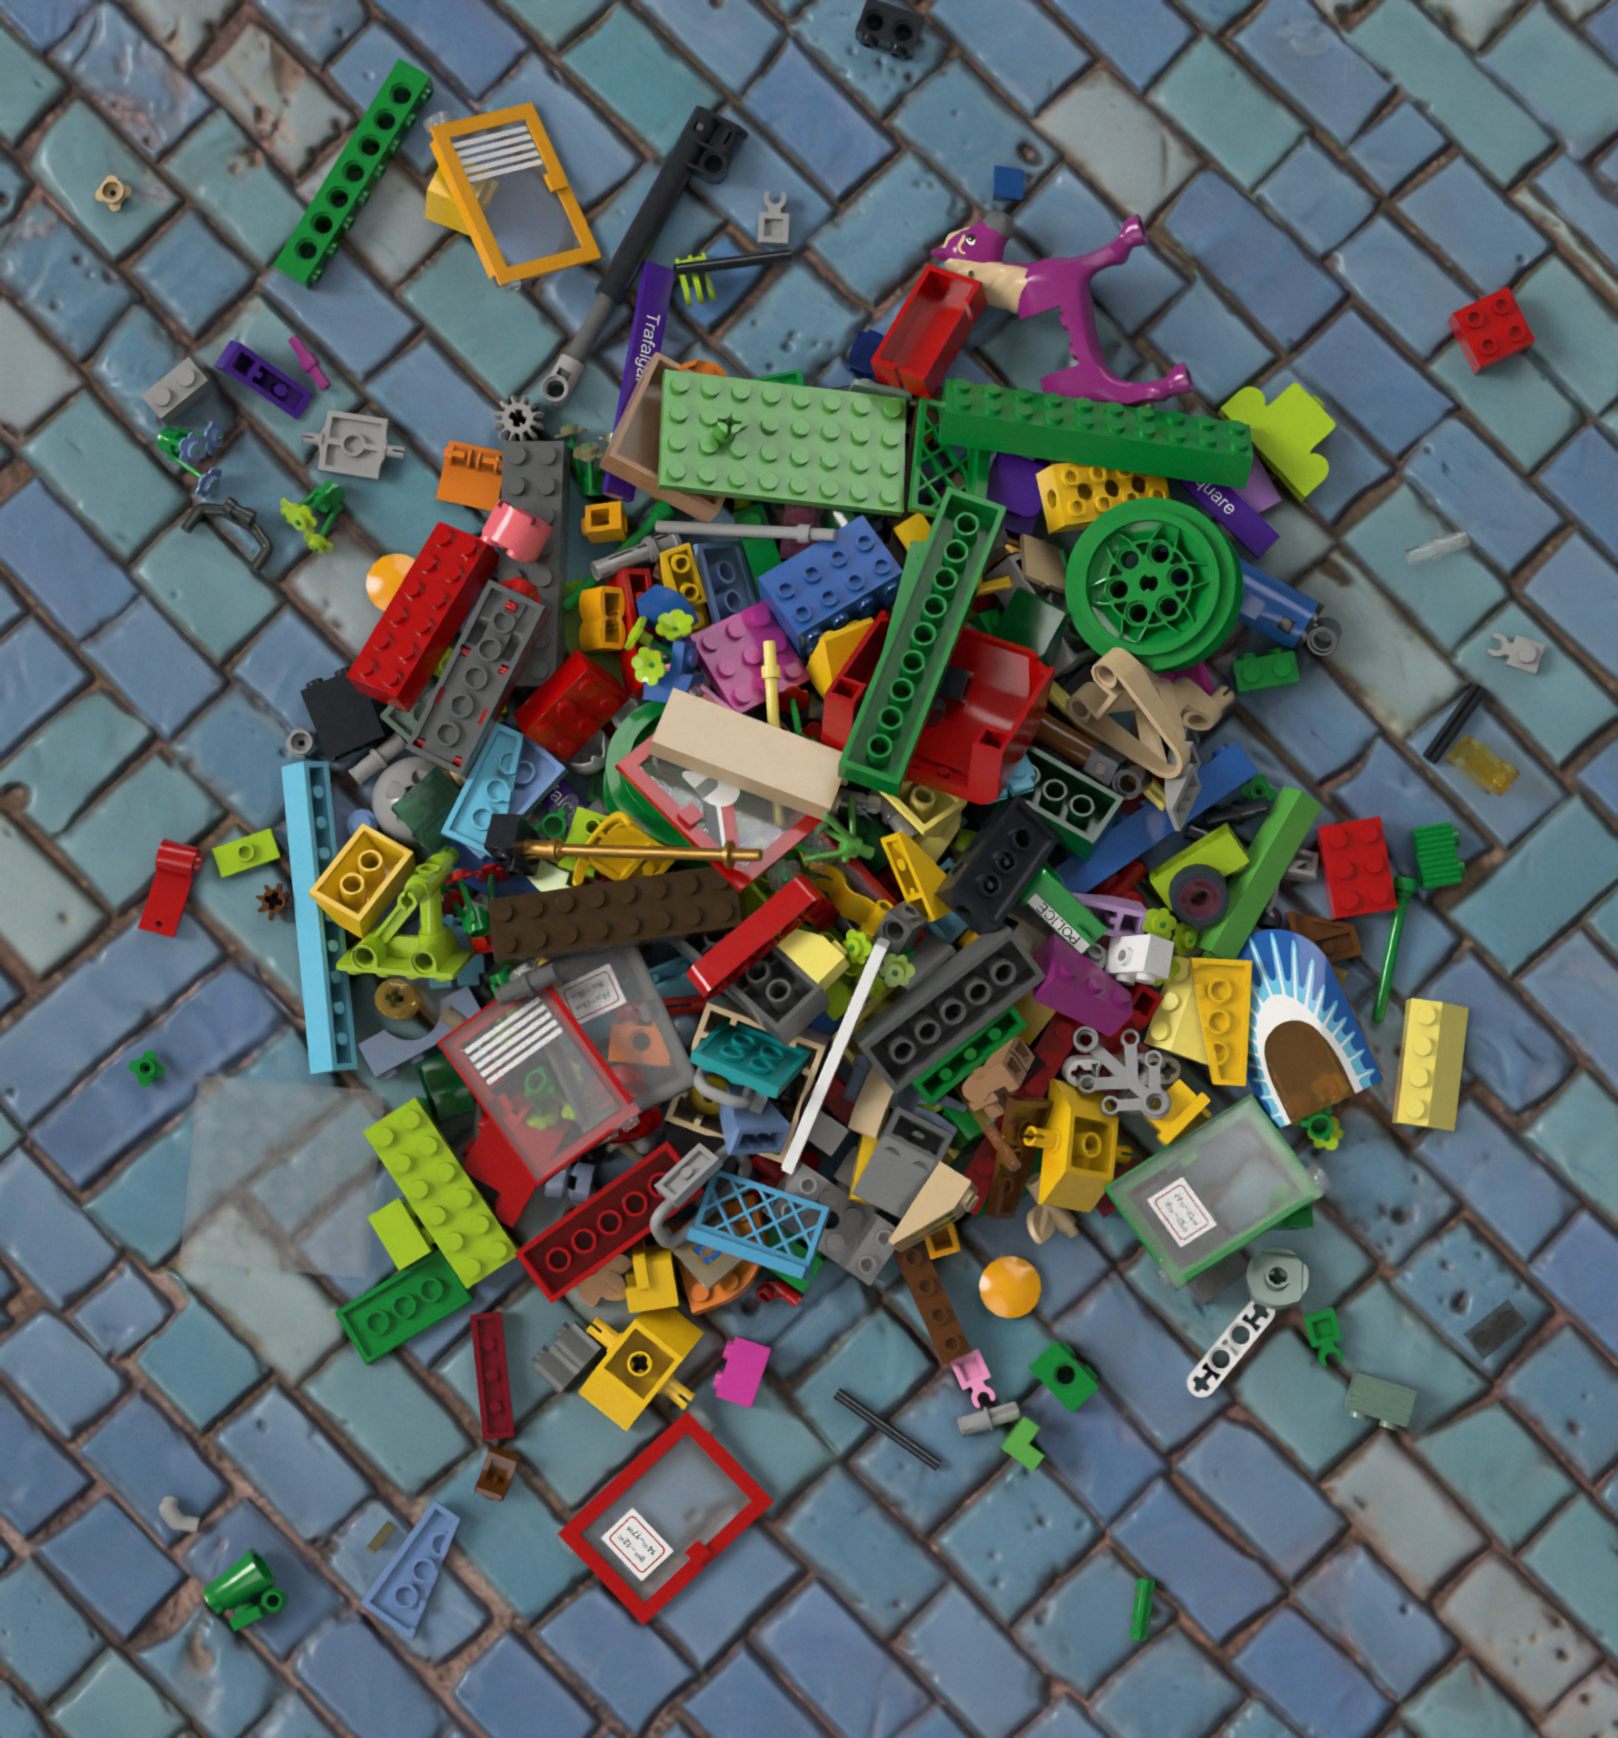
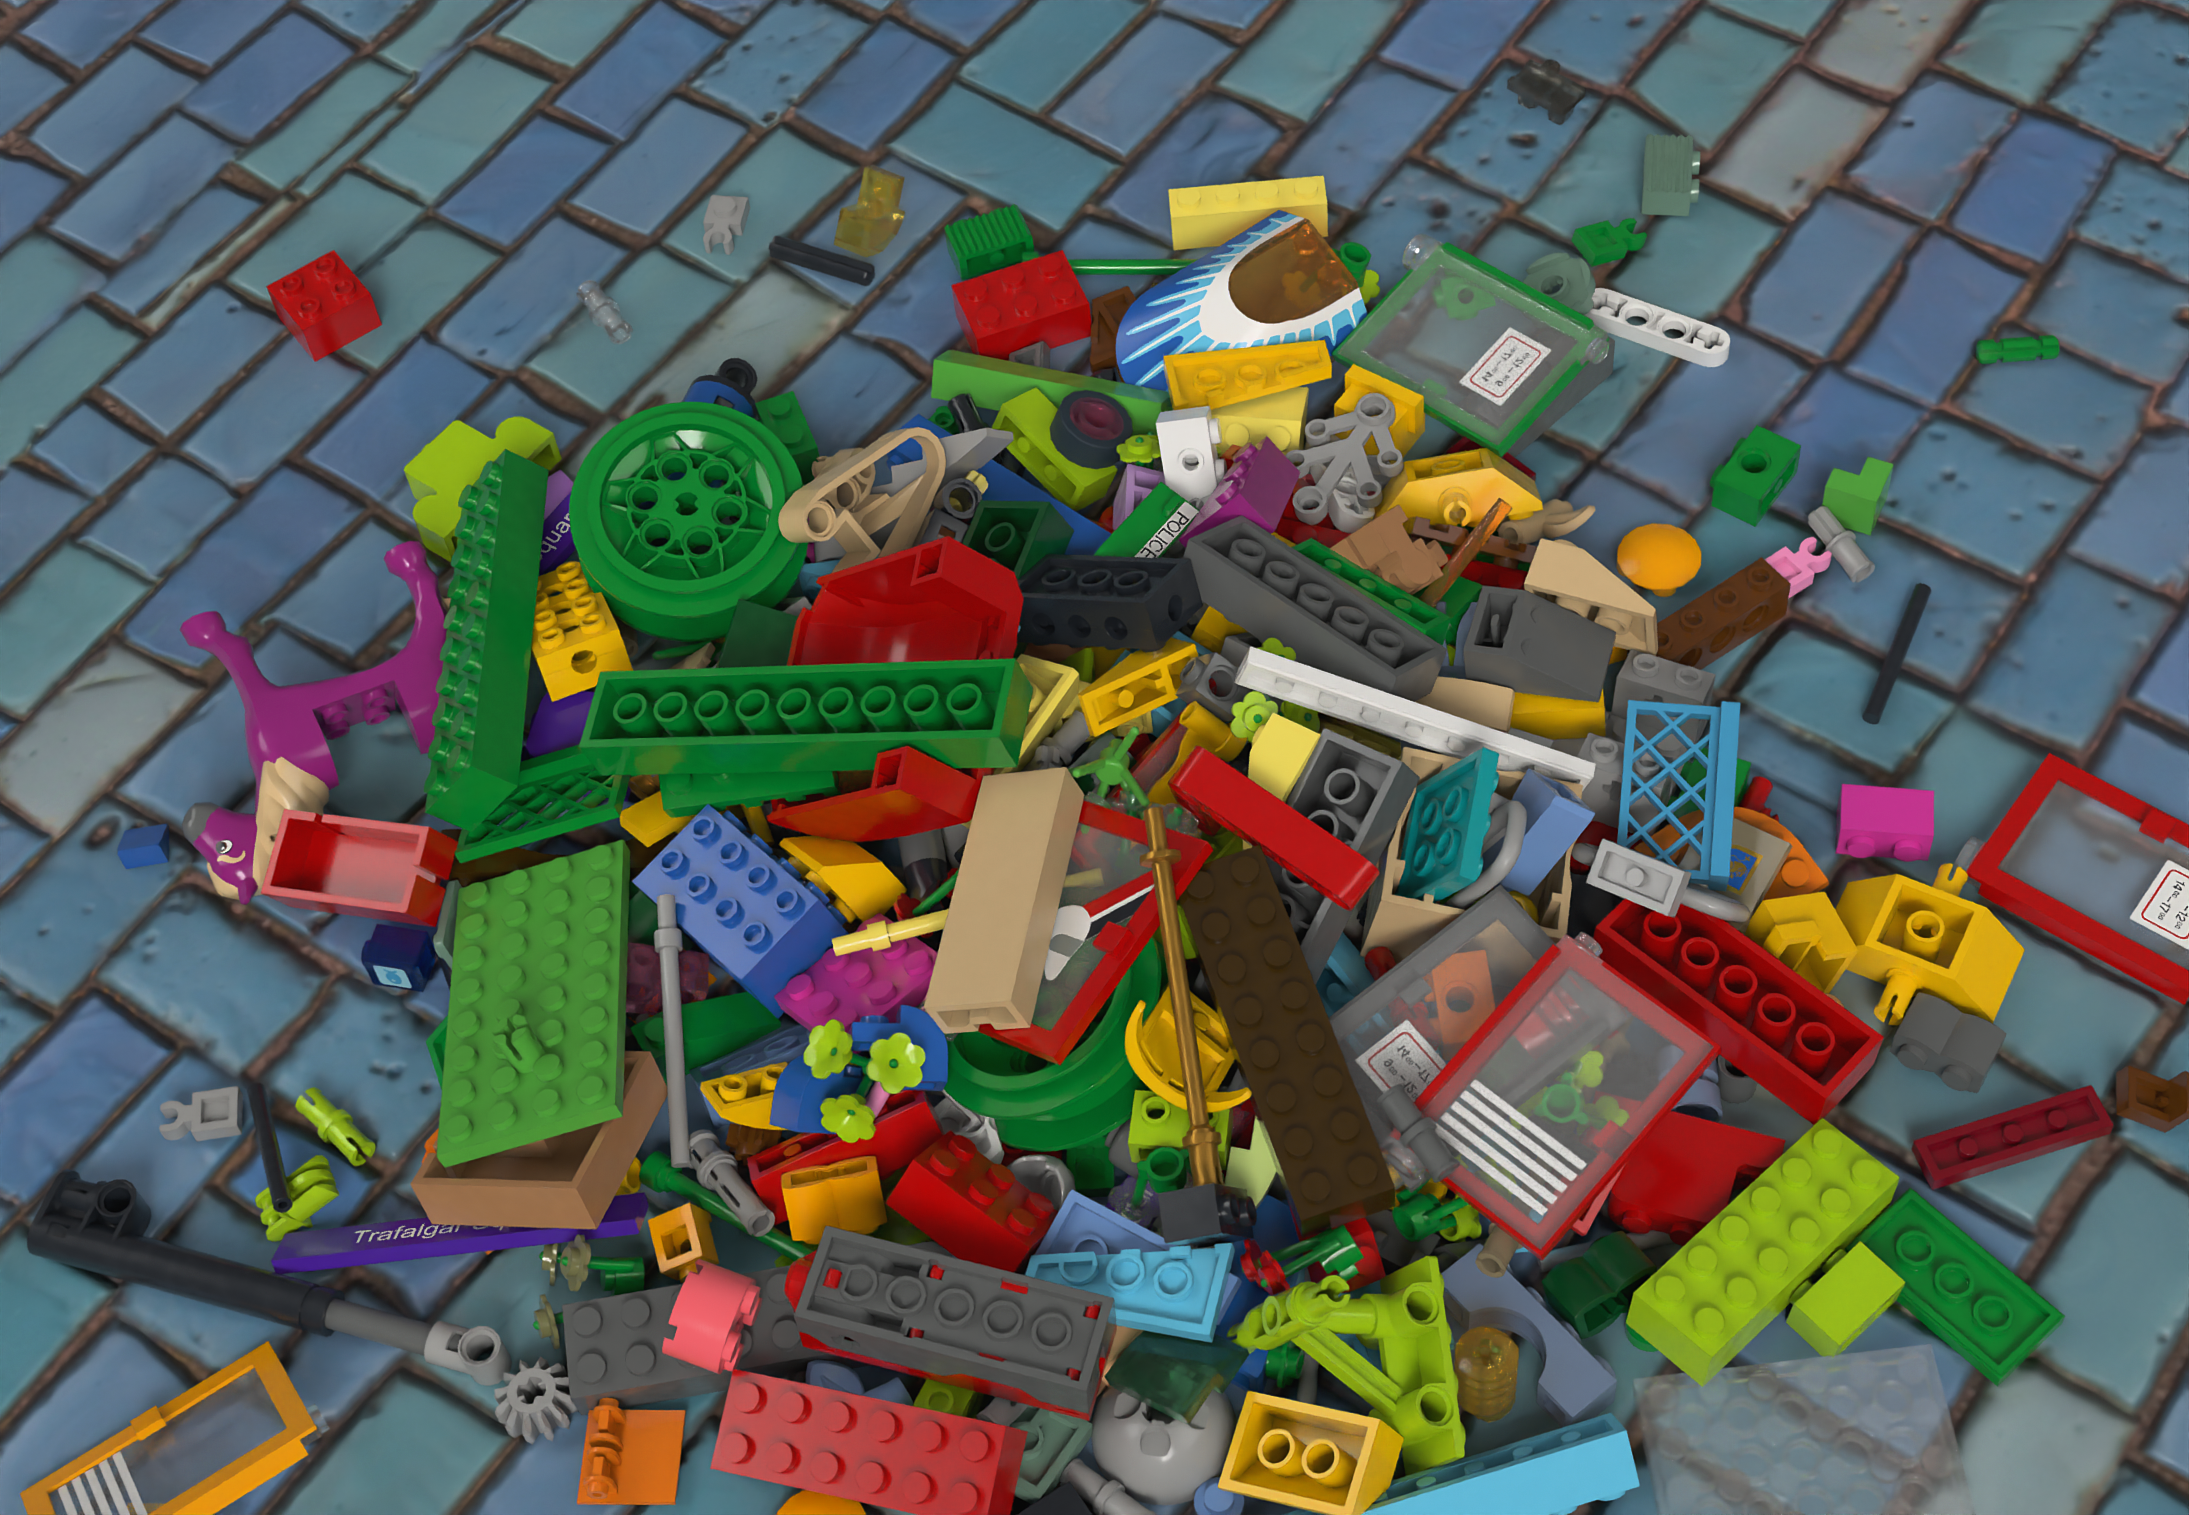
camera: 100 degrees left, 30 degrees down
(747, 305) = (335, 1126): none -> lime pin

